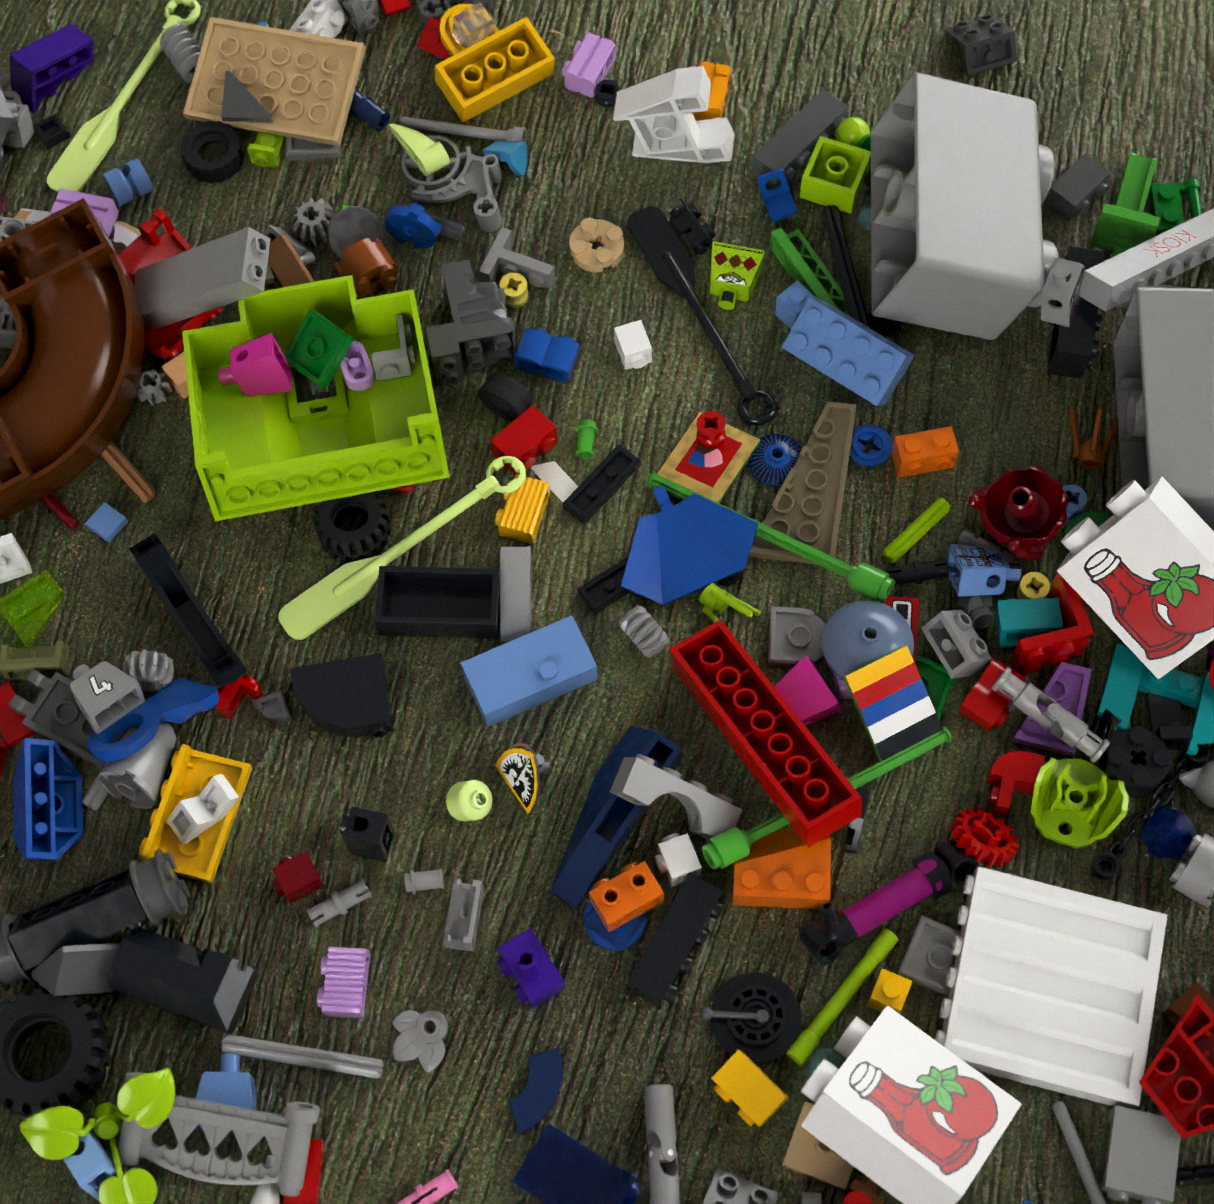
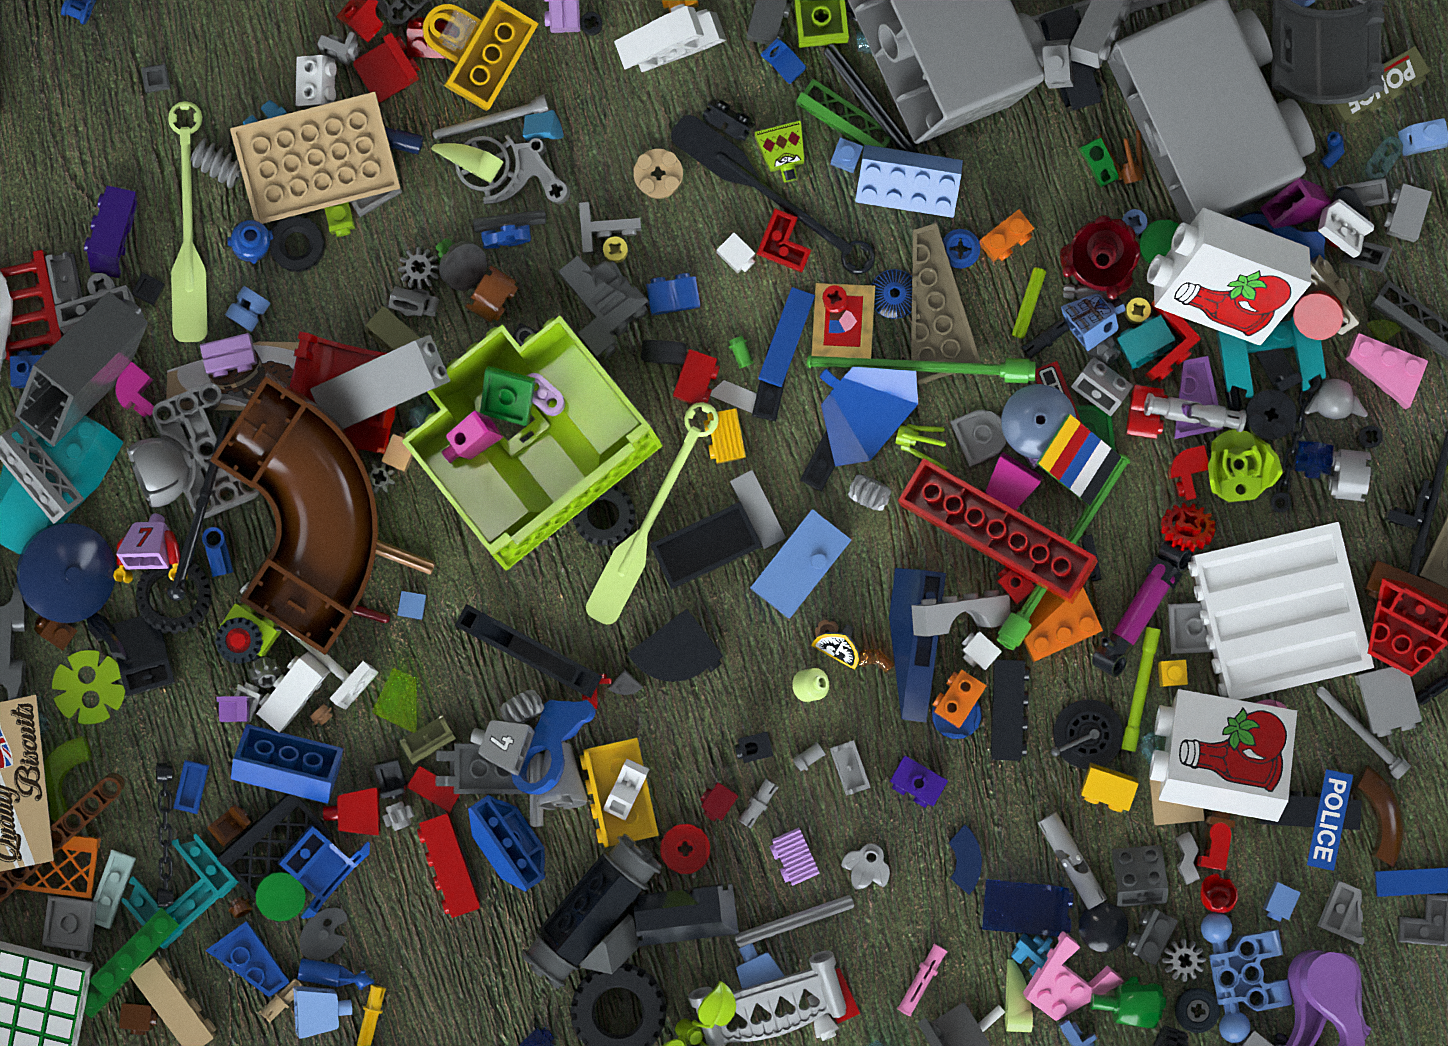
camera: 30 degrees left, 20 degrees up
(168, 123) = (250, 240): none -> blue piece
(238, 928) = (694, 837): none -> red plate
(240, 104) = (301, 195): dark grey tile -> none
(287, 263) = (441, 330): medium nougat tile -> none
(392, 47) = (387, 68): none -> red bracket
(395, 362) = (572, 381): light grey bracket -> none
(557, 809) = (875, 656): none -> clear orange arm
(640, 444) = (786, 337): none -> blue tile
(680, 359) = (776, 243): none -> red brick
(755, 804) = (1014, 585): none -> red brick
(1060, 426) = (1099, 162): none -> green leg

